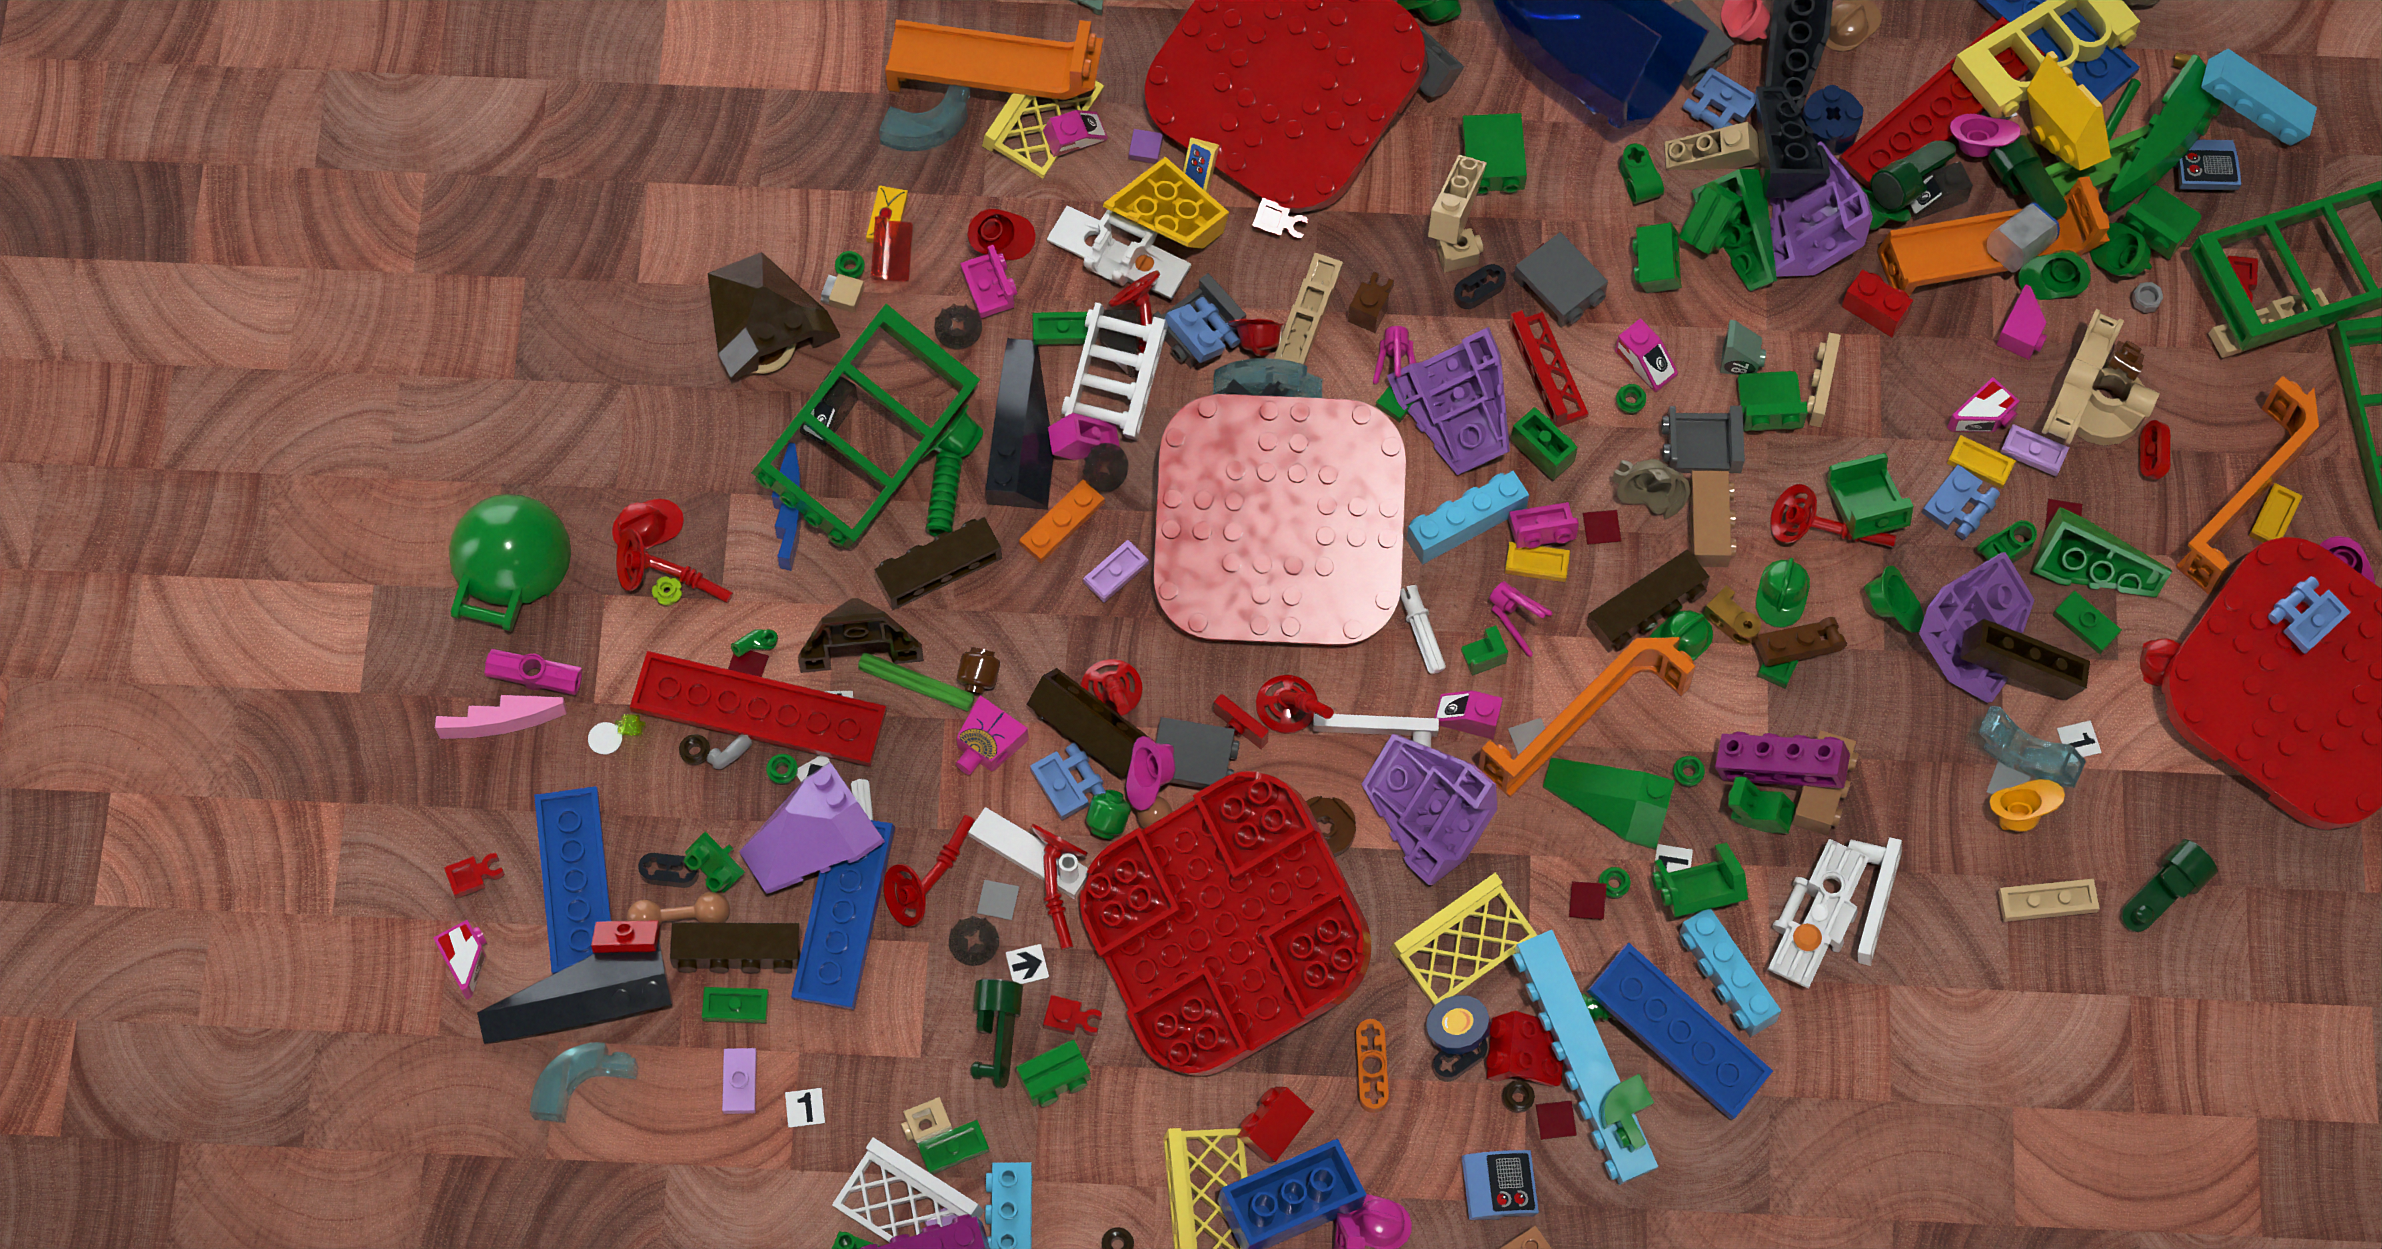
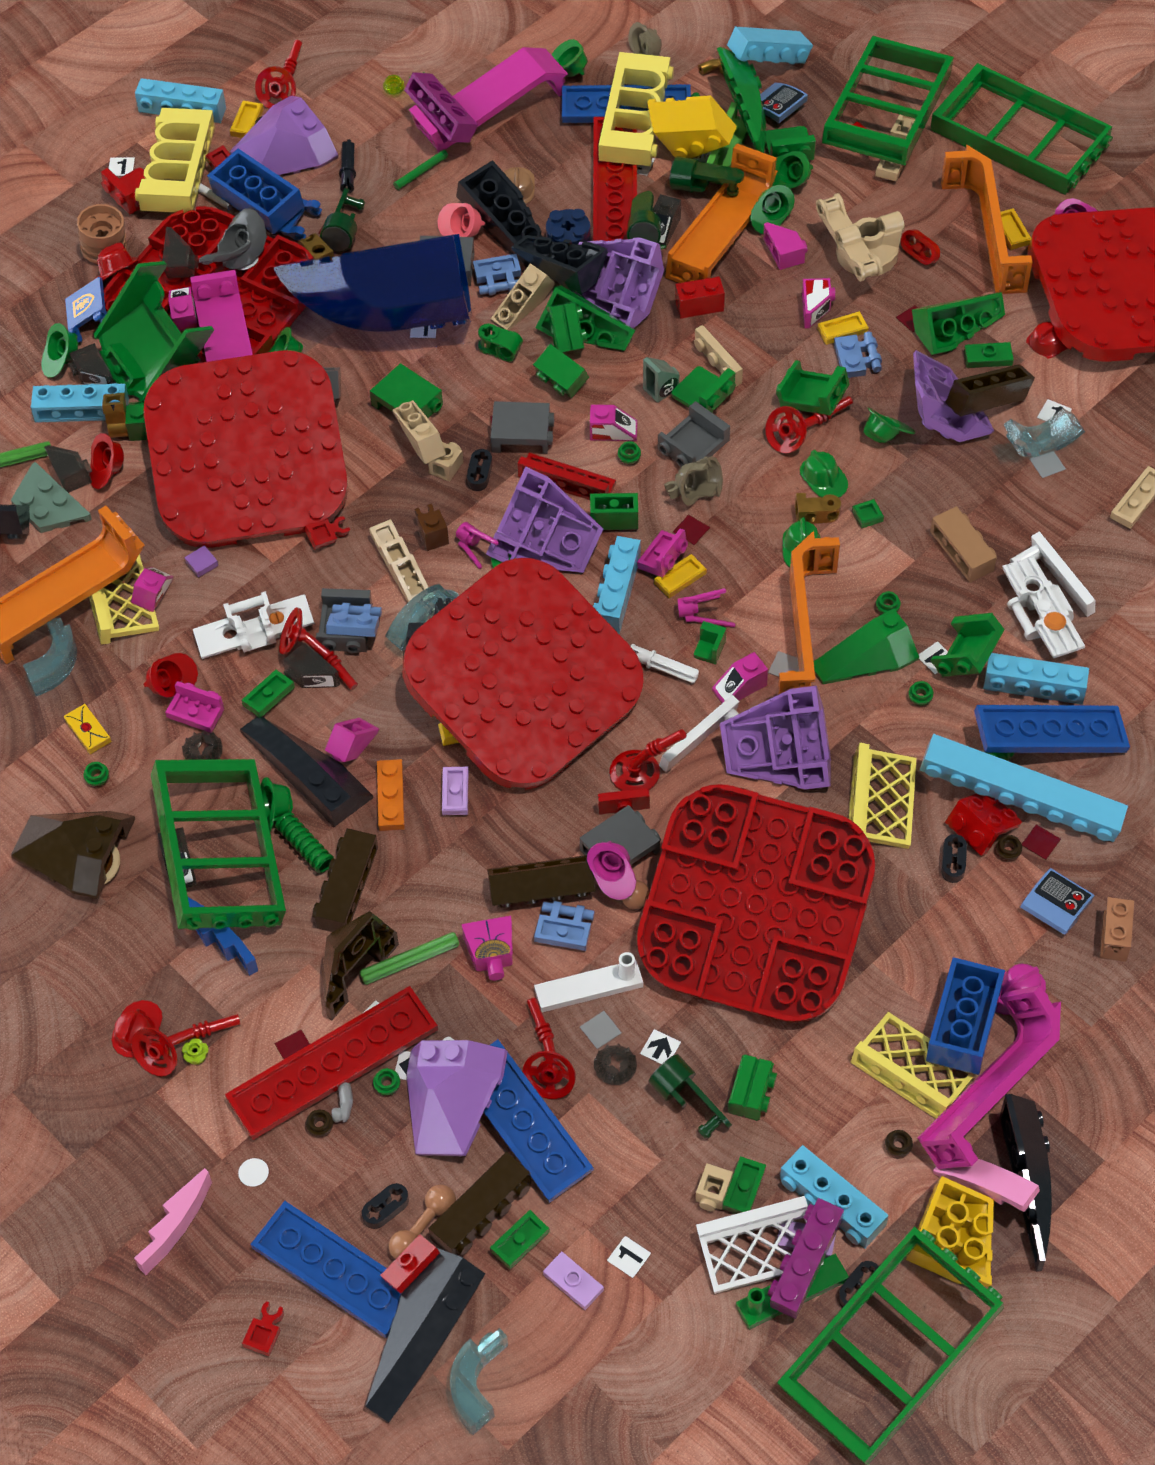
camera: 45 degrees left, 10 degrees down
(463, 954) = (315, 1383): slope -> none
(507, 555) = (66, 1125): green windscreen -> none
(552, 675) = (149, 1183): dark pink piece -> none
(630, 725) = (263, 1146): clear neon green plate -> none
(714, 862) = (411, 1170): green hips -> none
(755, 640) = (284, 1026): green arm -> none
(842, 292) = (109, 792): tan piece -> none
(891, 250) = (113, 741): clear red panel -> none
(978, 670) = (440, 915): reddish brown head -> none
(1054, 849) = (604, 962): red dish -> none
(1066, 1014) = (718, 1052): red plate -> none
(1108, 814) = (611, 918): green head -> none
(1112, 687) = (529, 850): red dish -> none
(1117, 467) = (389, 737): clear smoke gear -> none
(1137, 391) = (344, 663): white fence -> none
(1171, 206) = (259, 570): yellow wedge -> none
(1201, 162) = (251, 543): slope -> none
(1258, 334) = (388, 594): red piece -> none
(1274, 1123) = (906, 988): red brick -> none
(1379, 1043) = (912, 898): orange beam -> none
(1458, 1024) = (935, 840): dark blue tile -> none
(1587, 900) = (919, 715): dark red sticker -> none
(1619, 1107) = (1078, 791): green brick -> none
(1648, 601) = (764, 539): dark brown brick -> none
(1712, 518) = (747, 472): medium nougat brick -> none
(1760, 809) = (950, 585): green brick -> none
(1783, 759) = (934, 547): magenta brick -> none
(1800, 642) = (865, 489): reddish brown plate -> none
(1982, 134) = (656, 174): dark pink piece -> none
(2006, 542) = (908, 344): green piece -> none
(2023, 237) = (736, 201): flat silver piece -> none
(2025, 803) = (1073, 460): light orange piece -> none
(2034, 450) = (862, 298): lavender plate -> none
(2127, 358) = (861, 211): reddish brown plate -> none
(2147, 297) = (826, 183): light grey tile -> none
(2316, 621) = (1103, 247): medium blue plate -> none

